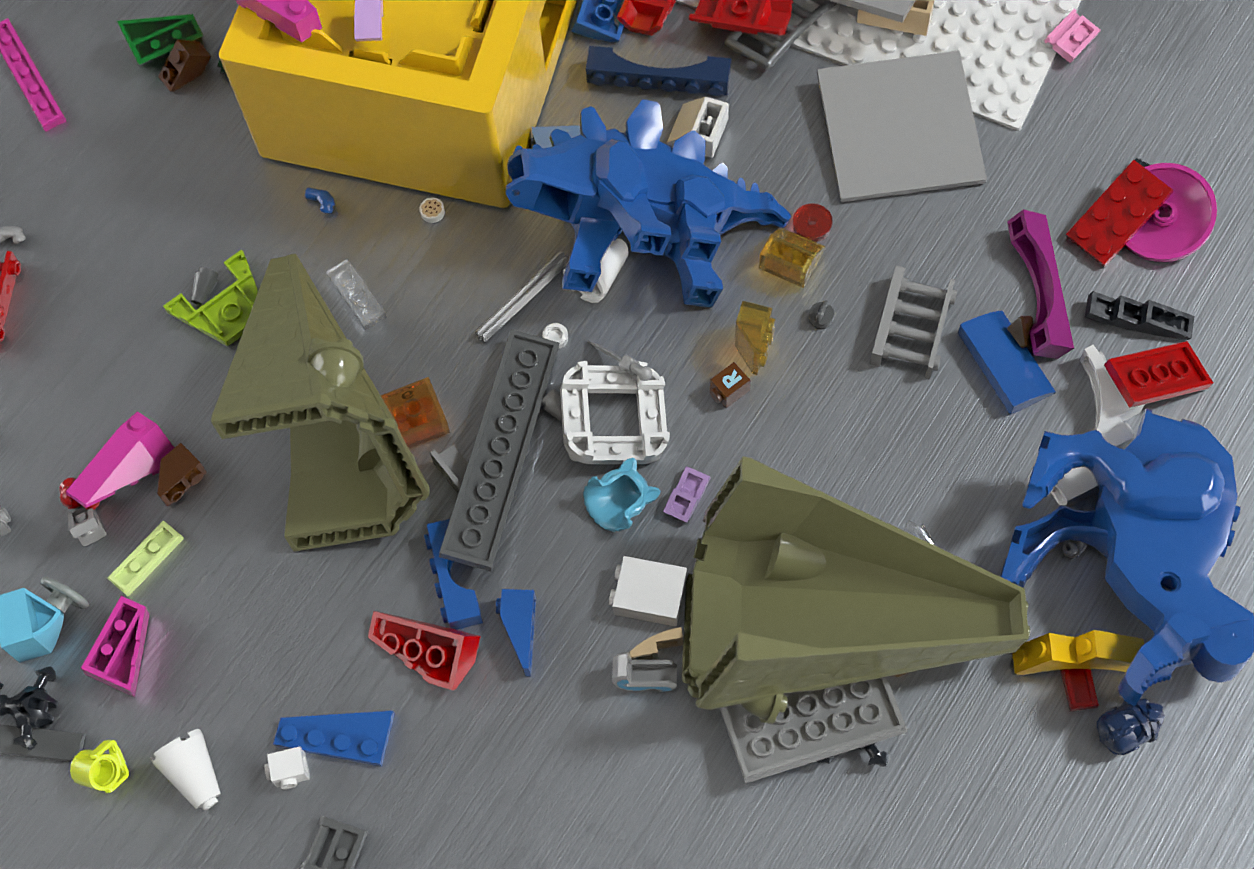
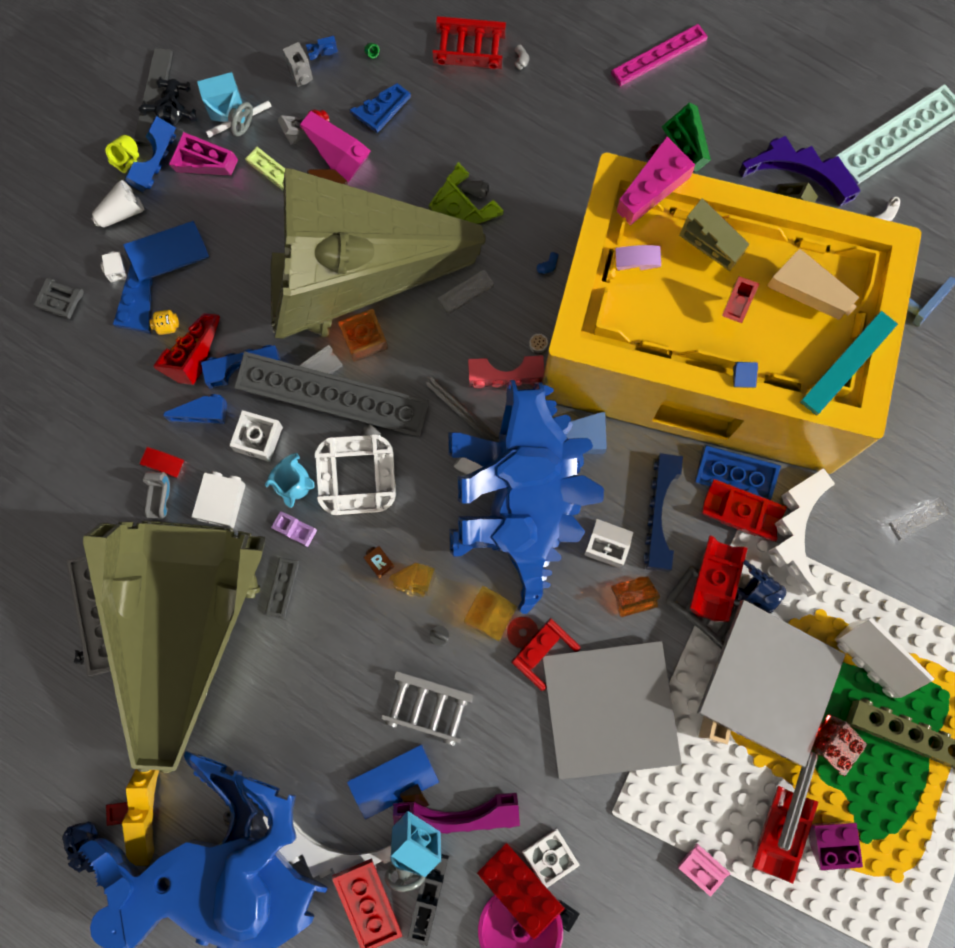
camera: 85 degrees right, 10 degrees up
(64, 410) = (381, 109): none -> blue wing
(66, 629) = (225, 125): none -> white bar
(77, 715) = (141, 173): none -> blue arch
(270, 691) = (166, 251): none -> blue slope
(381, 686) = (164, 322): none -> yellow head
(472, 269) = (484, 374): none -> coral arch
(557, 333) = (429, 434): white tile -> none
(558, 543) = (256, 436): none -> white brick
(593, 675) = (161, 462): none -> red slope
(627, 363) = (392, 484): light grey sword -> none
(648, 648) = (175, 500): tan slope -> none
(761, 99) = (635, 596): none -> clear orange bracket
(832, 202) = (538, 647): none -> red plate
(919, 531) = (249, 702): clear bar -> none
(1076, 187) = (550, 858): none -> white piece
(1091, 319) = (413, 852): none -> medium azure piece

